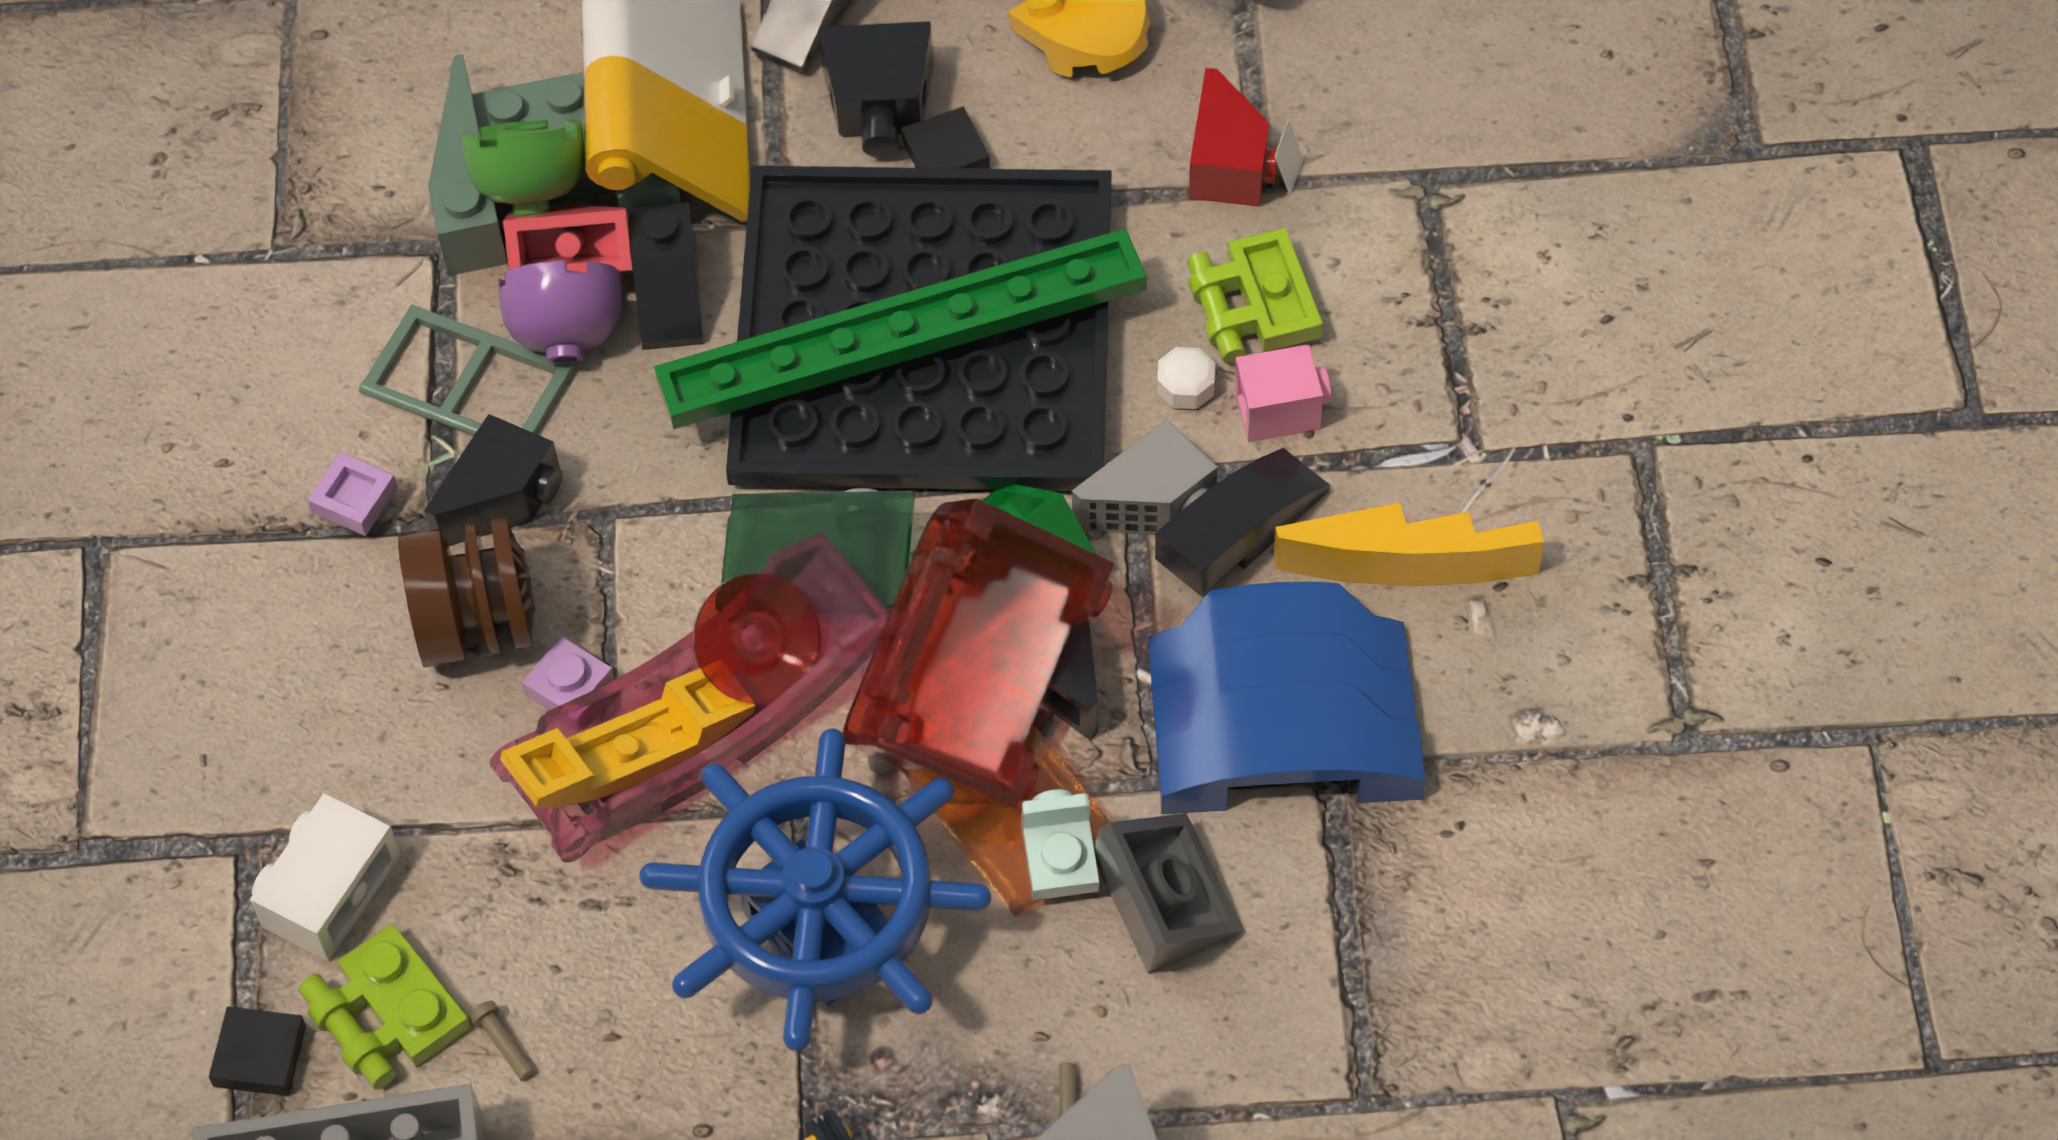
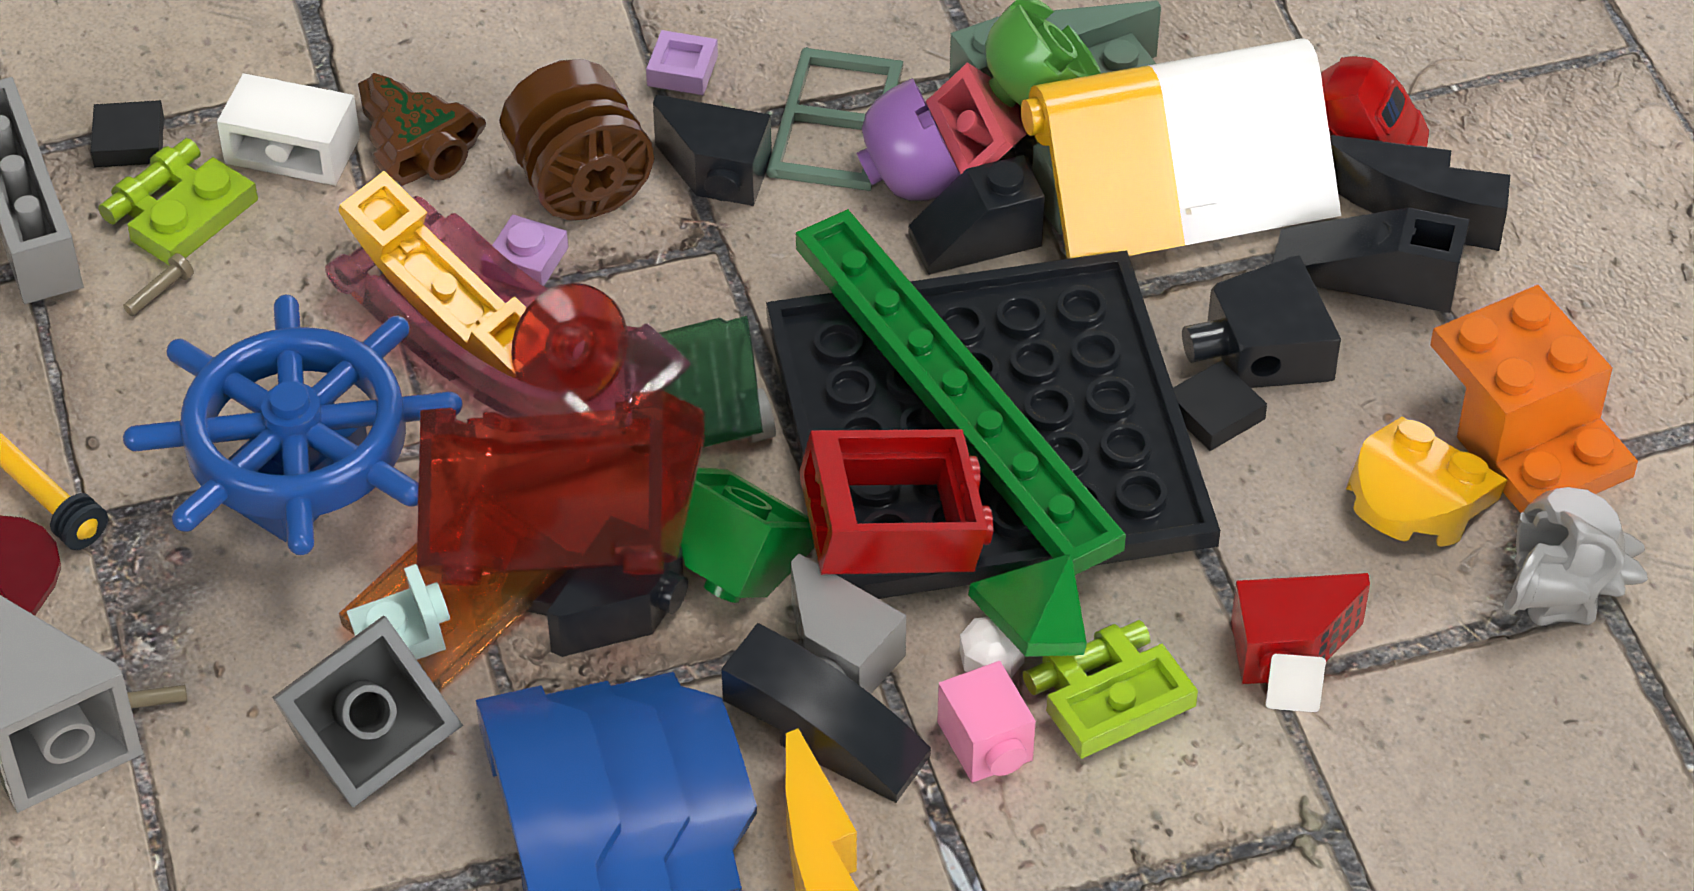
camera: 75 degrees right, 10 degrees down
(360, 758) = (417, 130): none -> reddish brown rock
(1045, 439) = (893, 458): none -> red window
(1170, 322) = (1036, 607): none -> green slope

